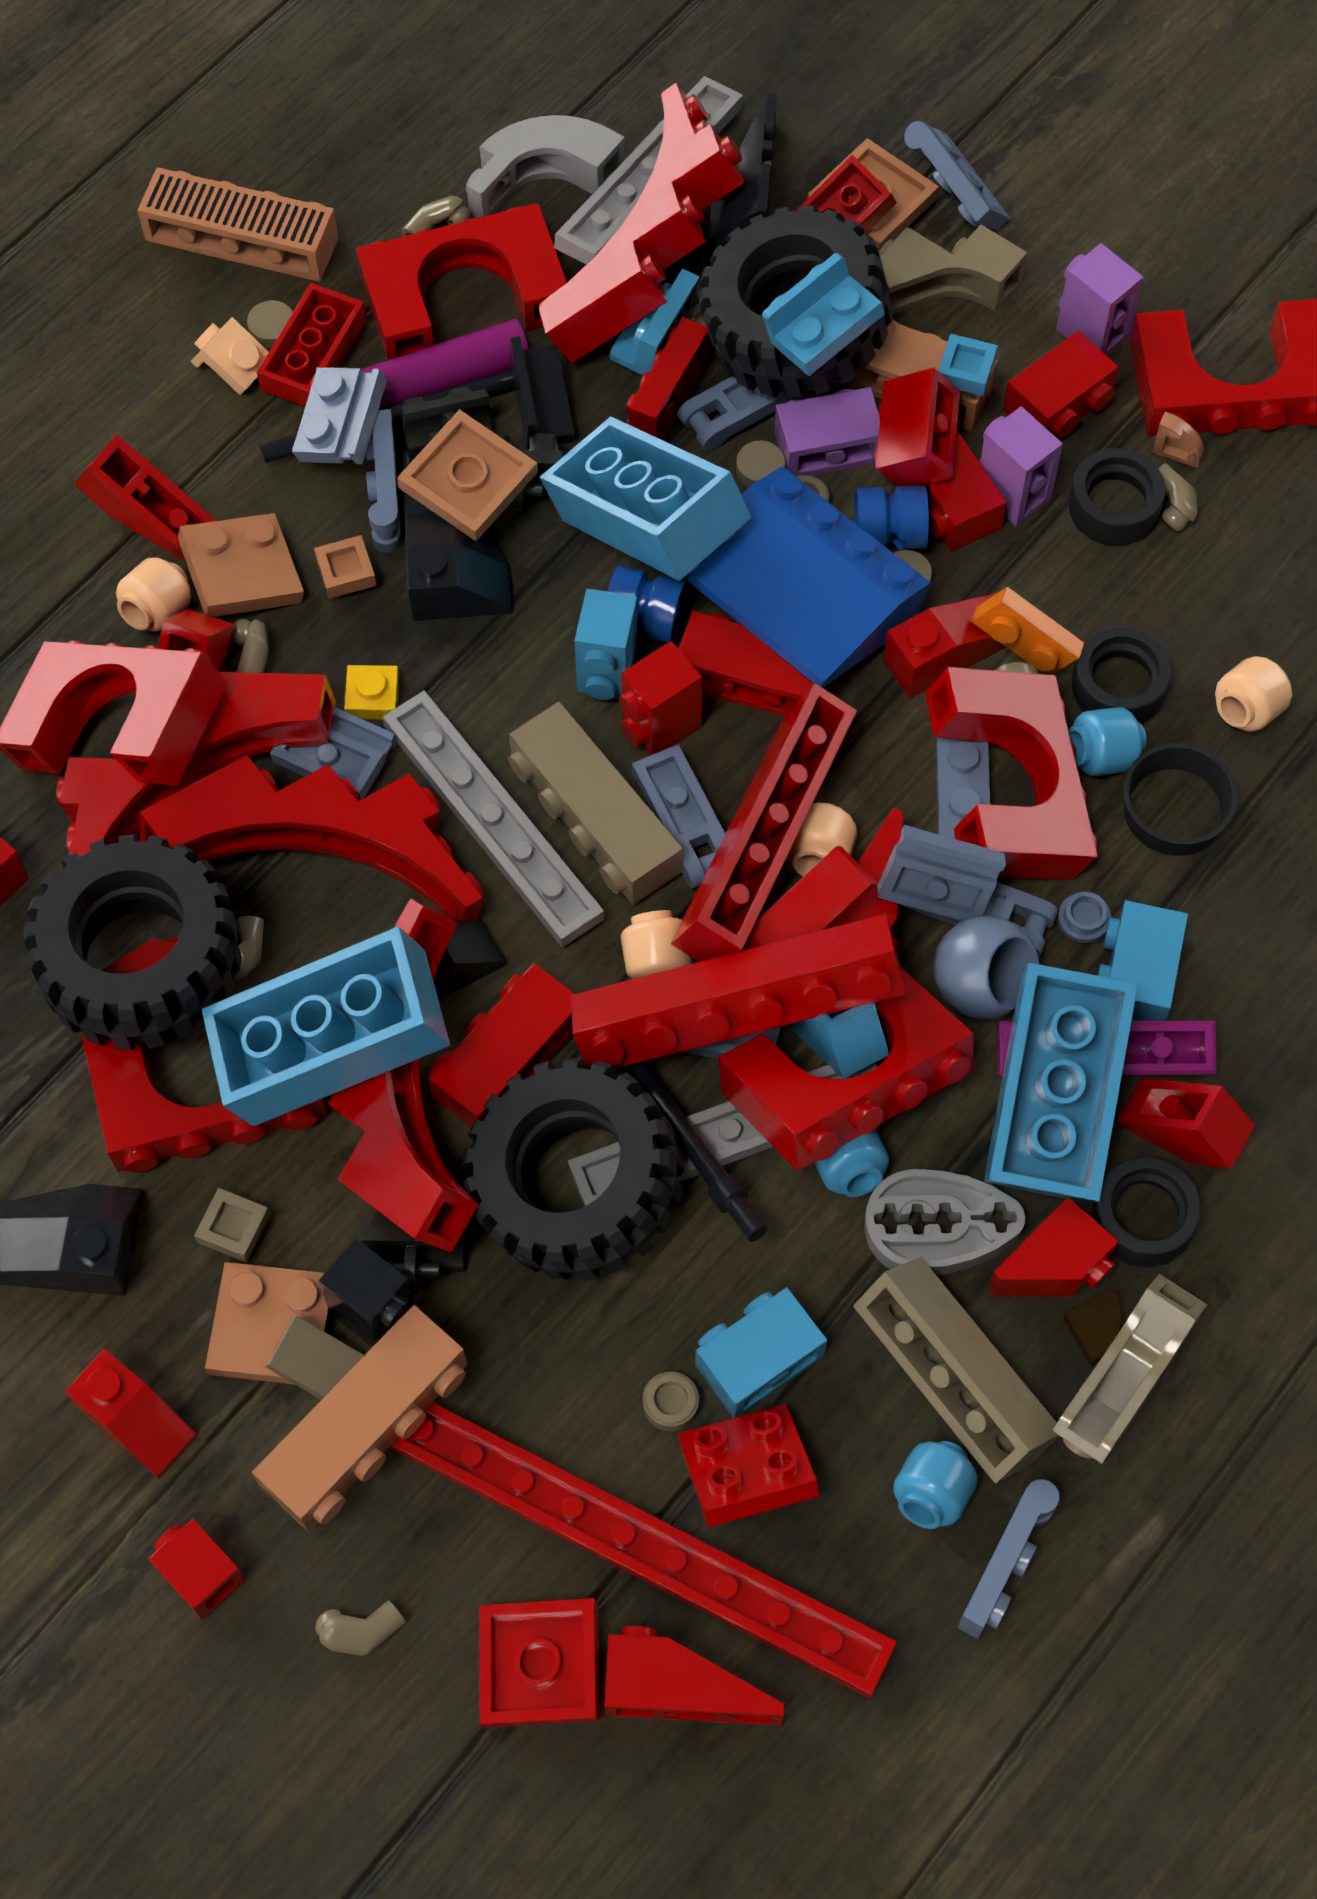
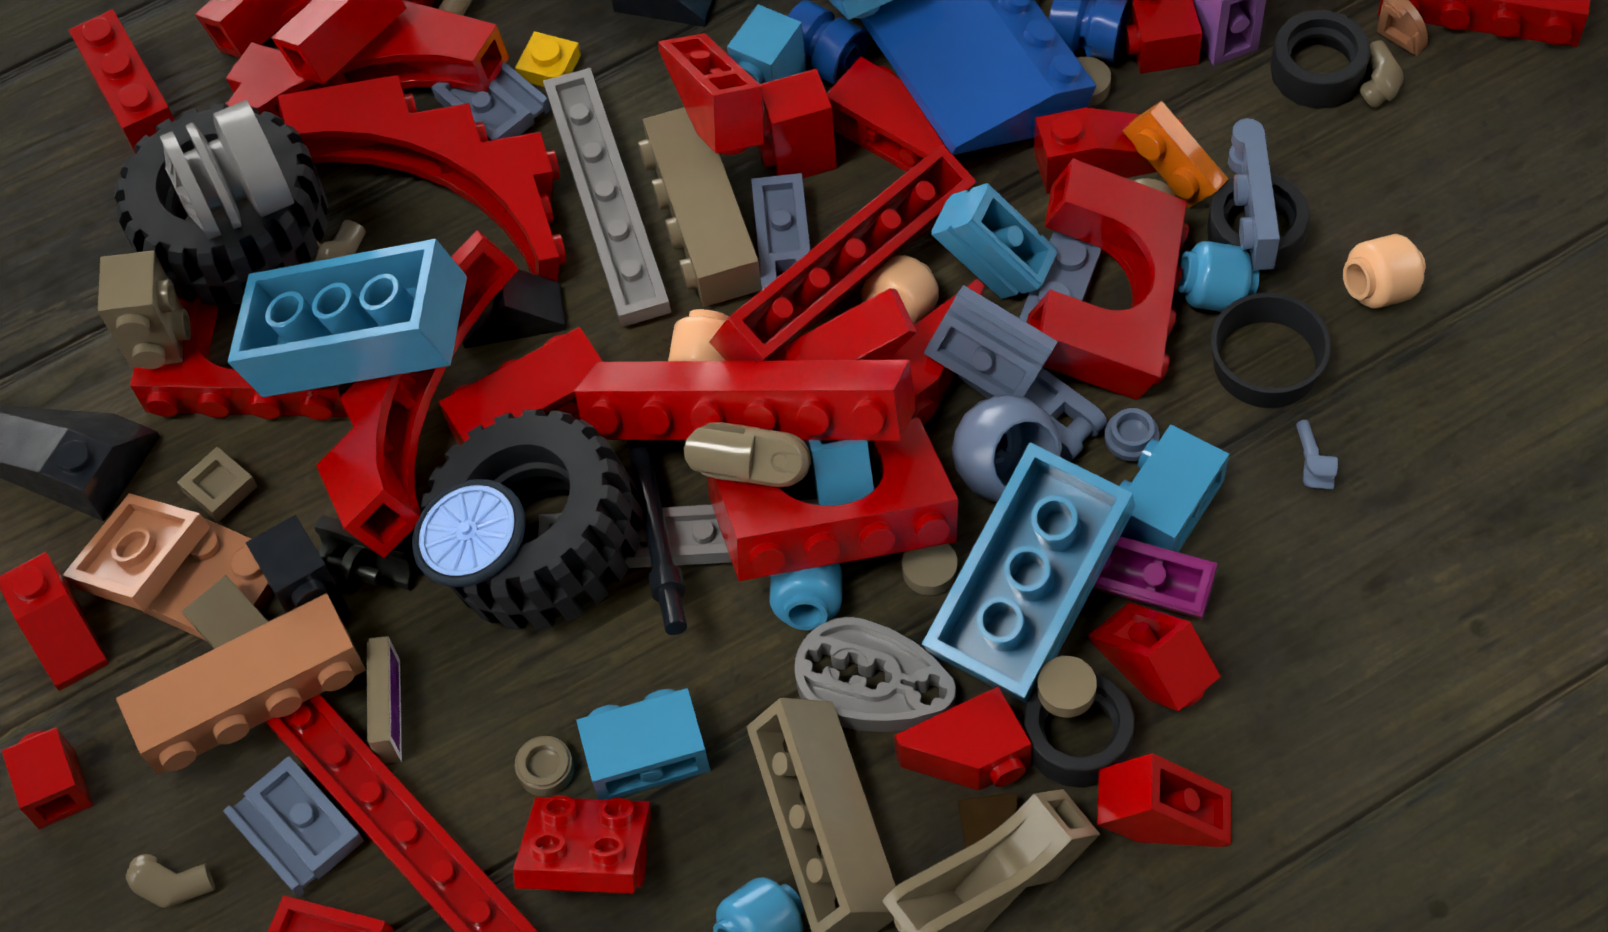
camera: 25 degrees right, 5 degrees down
(107, 1076) = (142, 309): none -> dark tan brick
(170, 907) = (226, 170): none -> light grey wheel
(185, 1318) = (136, 551): none -> nougat plate
(459, 1536) = (293, 826): none -> sand blue plate
(495, 1387) = (384, 700): none -> dark tan tile
(534, 1205) = (468, 533): none -> light blue wheel
(577, 689) = (715, 92): none -> red slope
(769, 1049) = (747, 454): none -> dark tan arm
(896, 766) = (994, 241): none -> dark azure brick
(952, 1104) = (930, 569): none -> dark tan tile
(1121, 653) = (1254, 191): none -> sand blue plate
(1130, 1178) = (1066, 686): none -> dark tan tile
(1246, 1258) = (1163, 804): none -> red slope
(1260, 903) = (1318, 469): none -> sand blue hand

